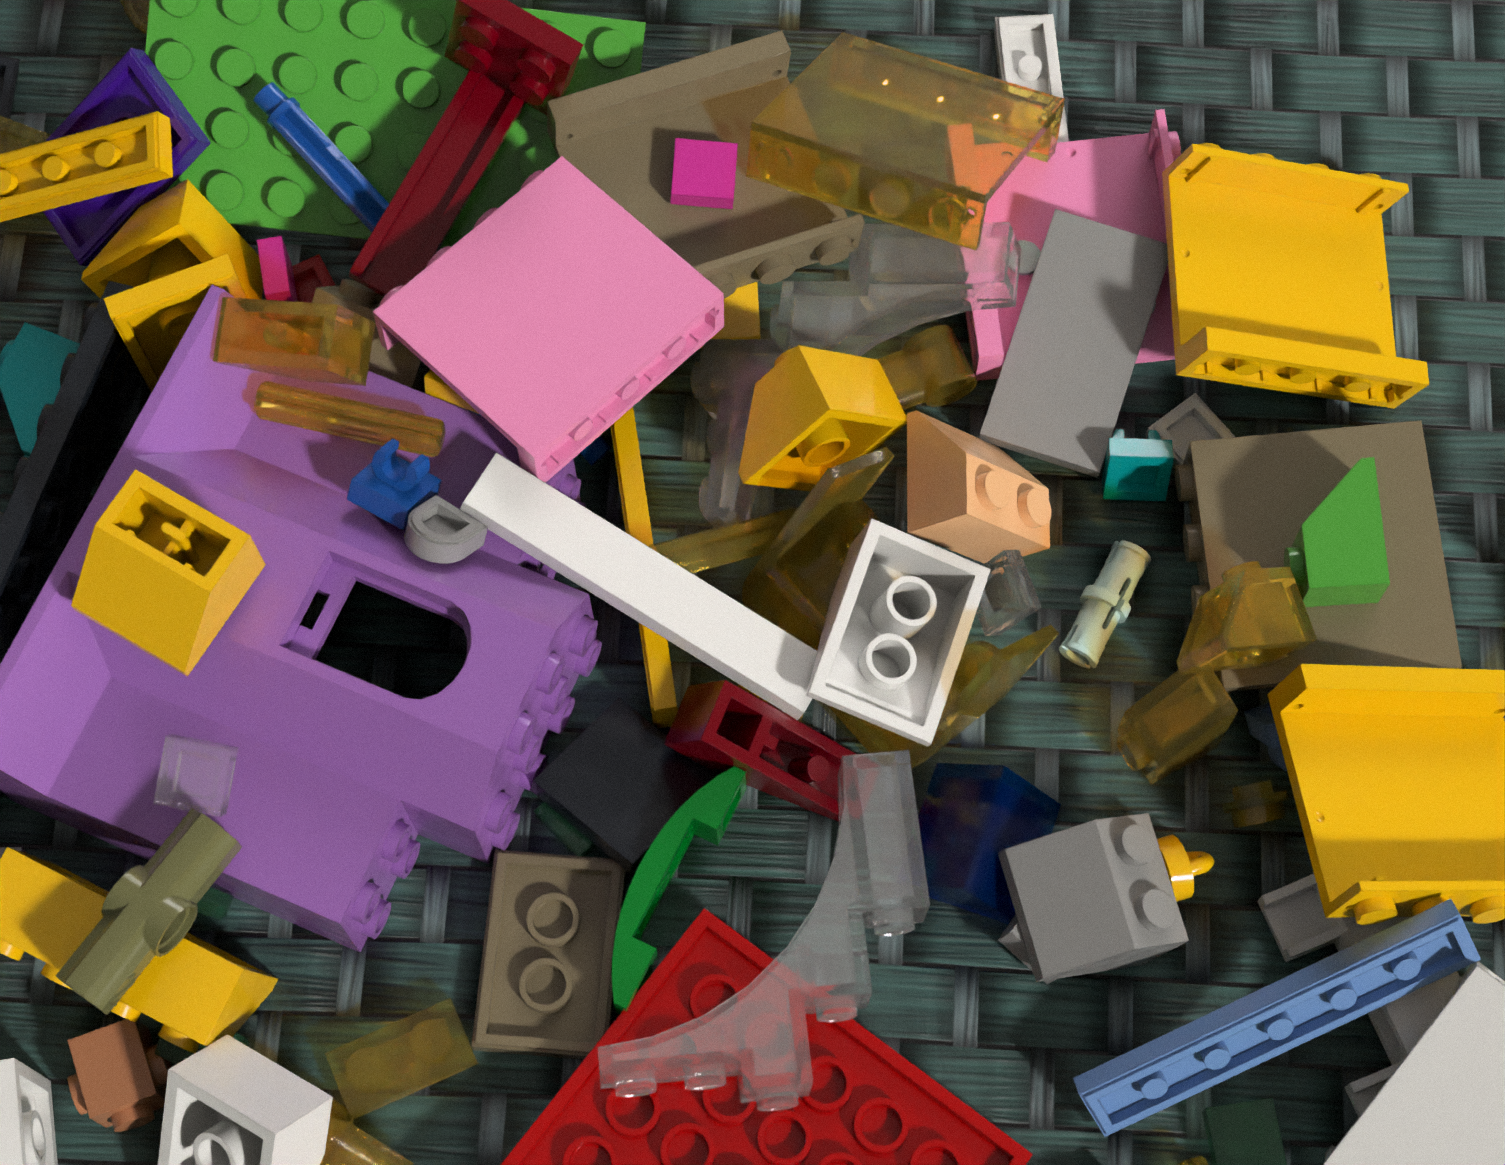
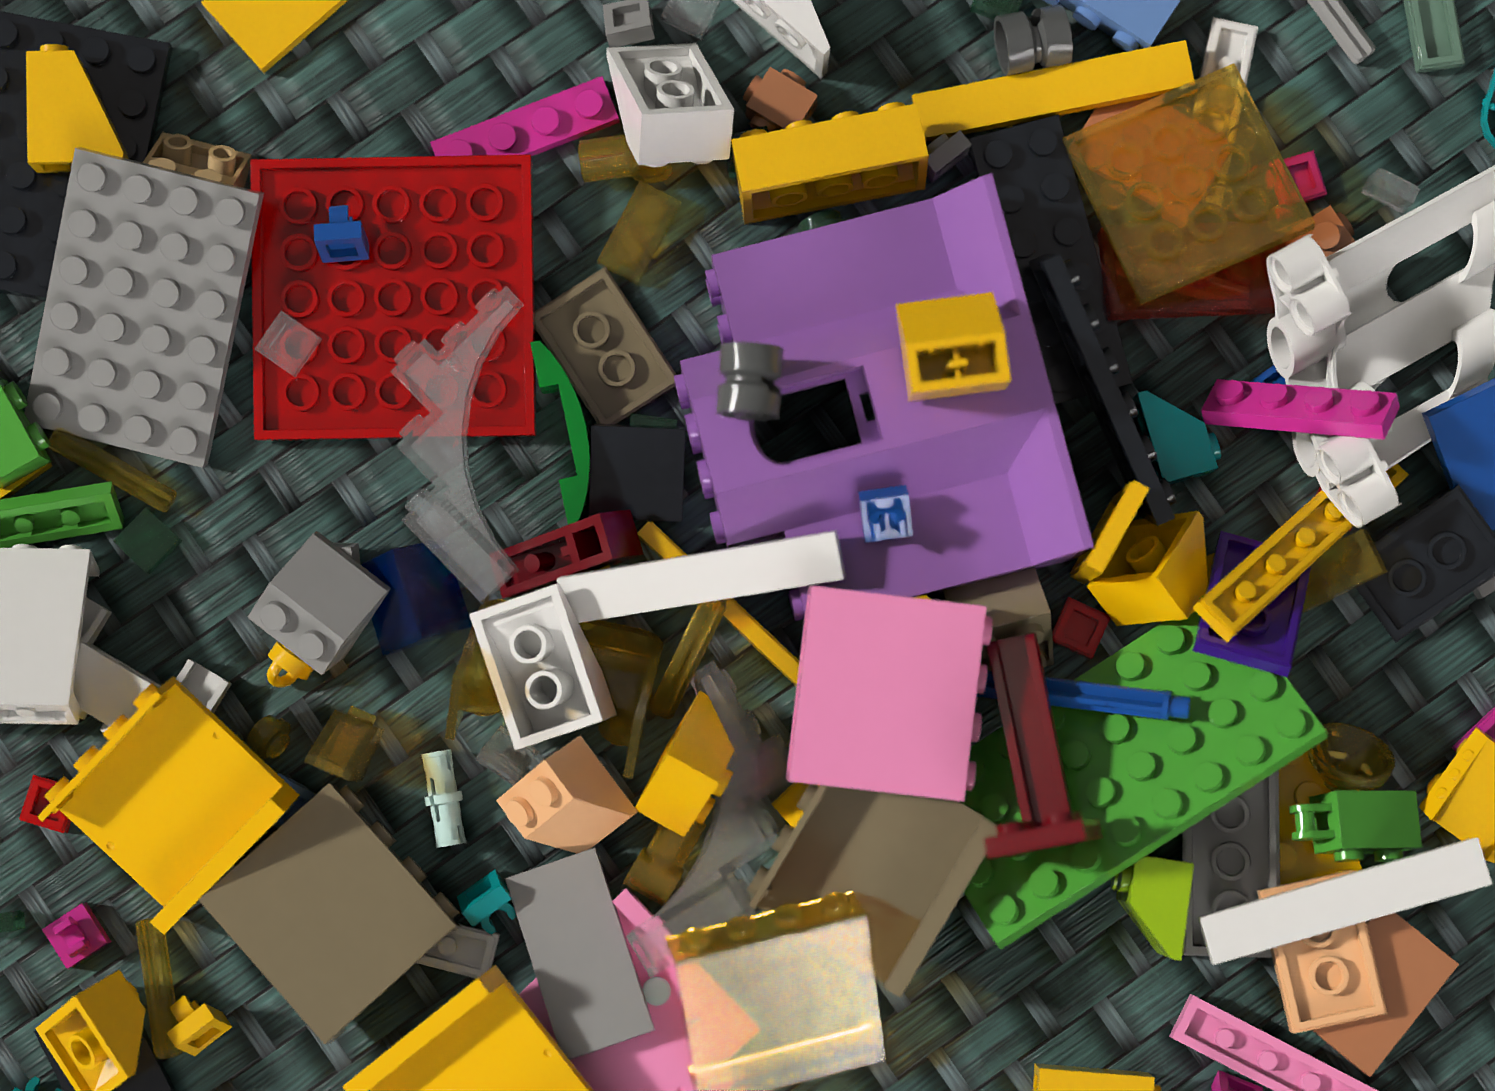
camera: 140 degrees right, 15 degrees up
(149, 911) = (813, 176): olive piece -> none
(195, 775) = (854, 267): clear tile -> none
(276, 270) = (1093, 614): dark pink tile -> none
(295, 340) = (1017, 553): clear yellow slope -> none
(349, 418) = (951, 539): clear yellow axle -> none
(414, 703) = (750, 379): none -> dark grey wheel
(443, 532) = (833, 506): light grey tile -> none
(704, 173) = (877, 868): dark pink tile -> none
(1246, 621) = (336, 817): clear yellow slope -> none
(1277, 1018) = (165, 607): medium blue tile -> none
(1342, 544) = (315, 916): bright green slope -> none

